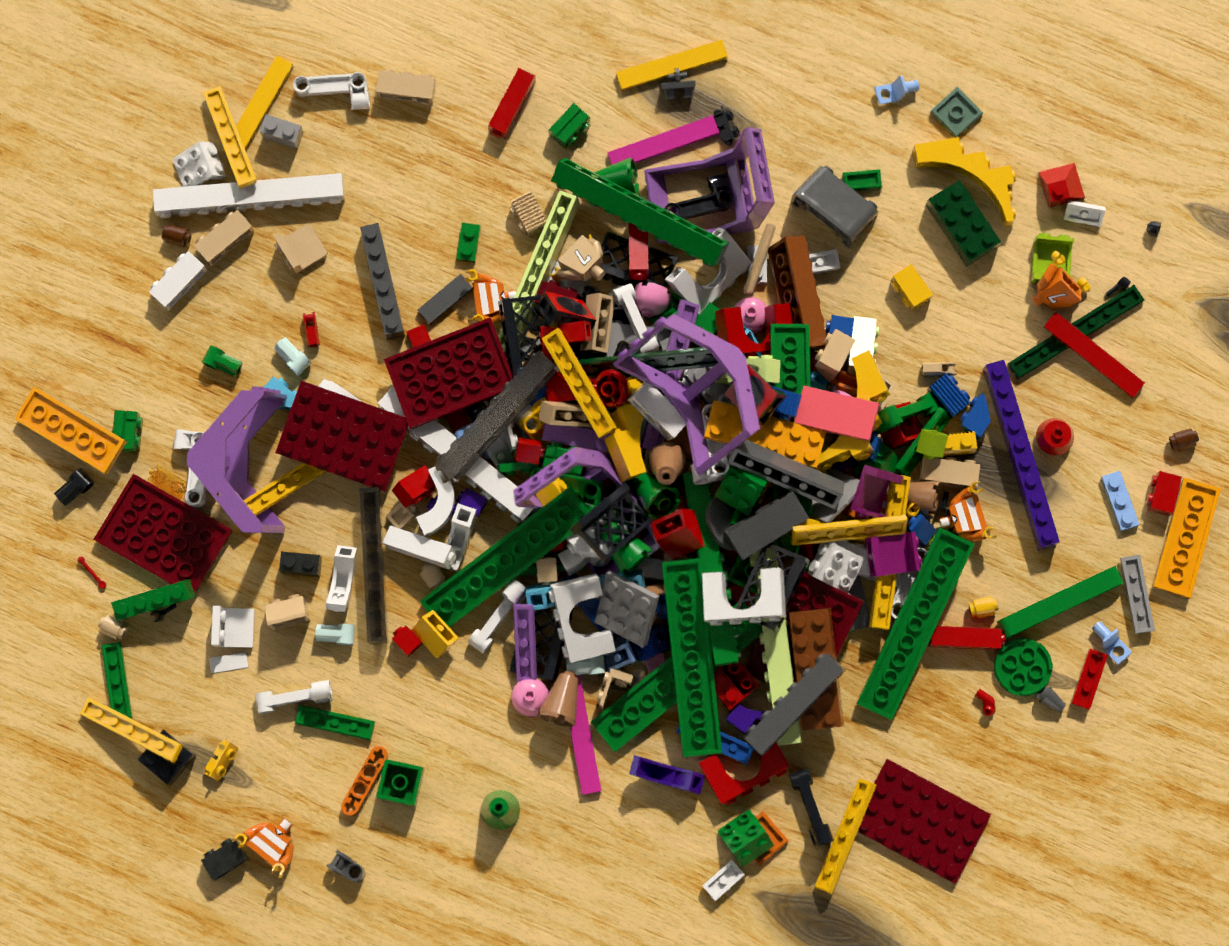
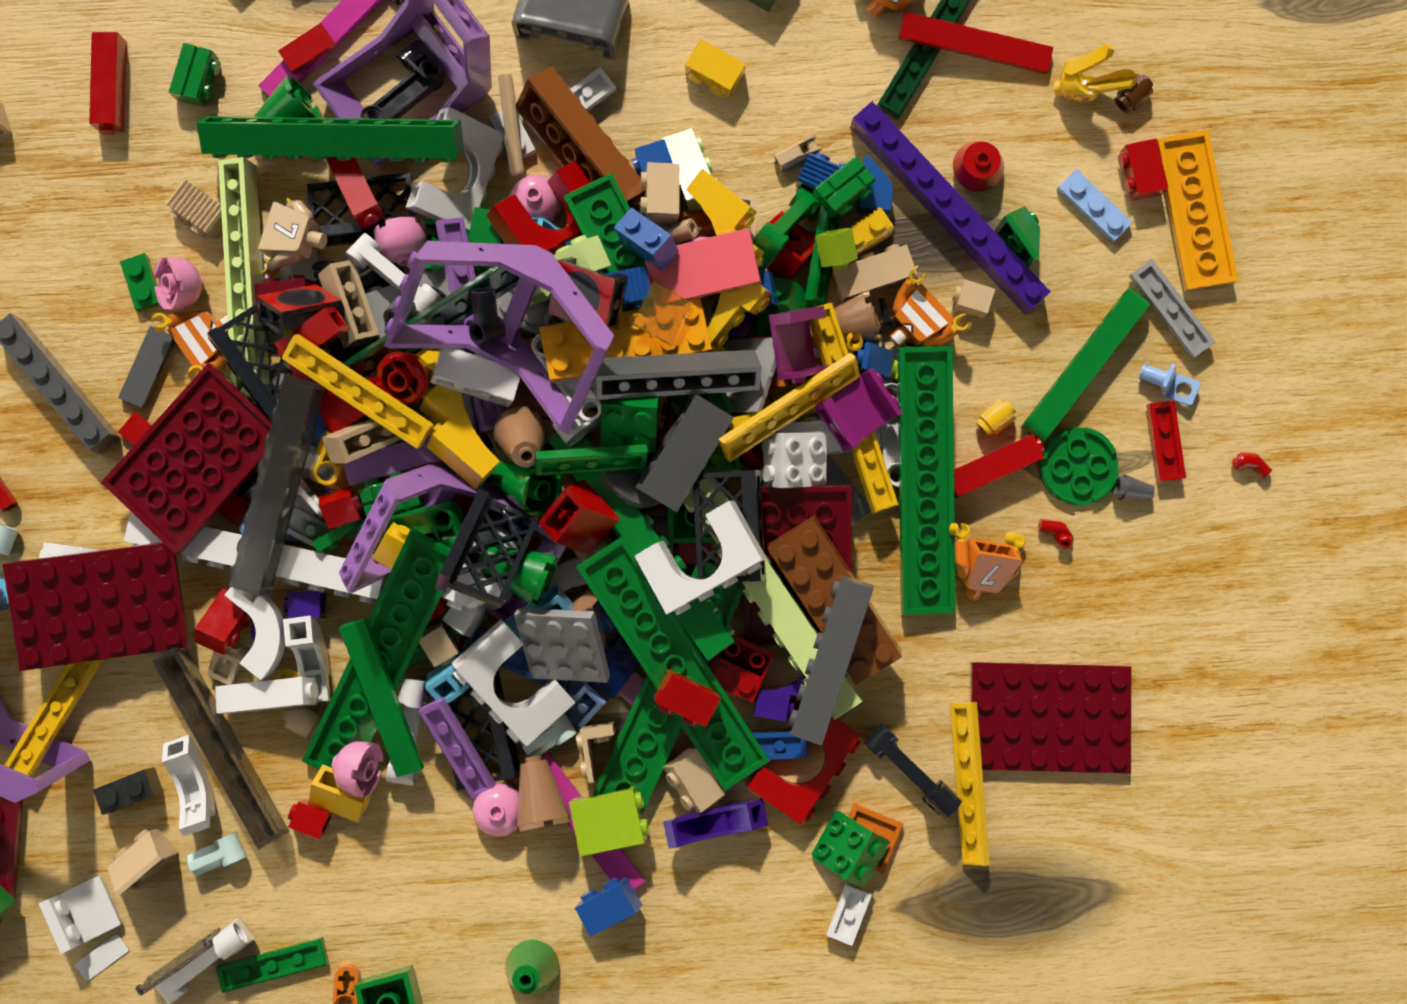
camera: 30 degrees left, 5 degrees up
(307, 684) = (177, 963): none -> clear smoke piece
(455, 621) = (356, 768): none -> bright pink cylinder
(493, 255) = (178, 283): none -> bright pink cylinder
(495, 584) = (381, 697): none -> green tile
(570, 793) = (608, 906): none -> blue brick
(599, 738) = (609, 821): none -> lime panel
(651, 144) = (307, 48): none -> red tile
(665, 741) = (693, 781): none -> tan brick
(682, 382) = (486, 324): none -> black piece
(689, 681) = (686, 698): none -> red brick
(705, 499) = (590, 459): none -> green tile
(796, 430) = (662, 313): none -> clear yellow piece
(810, 377) = (646, 239): none -> blue brick
(828, 382) = (682, 230): none -> tan bar
(927, 697) = (986, 563): none -> orange torso
(957, 407) = (845, 187): none -> green brick
(1007, 521) = (973, 298): none -> tan brick
(1060, 494) = (1021, 234): none -> green slope
(1141, 721) = (1251, 460): none -> red arm
(1149, 418) = (1083, 88): none -> yellow piece

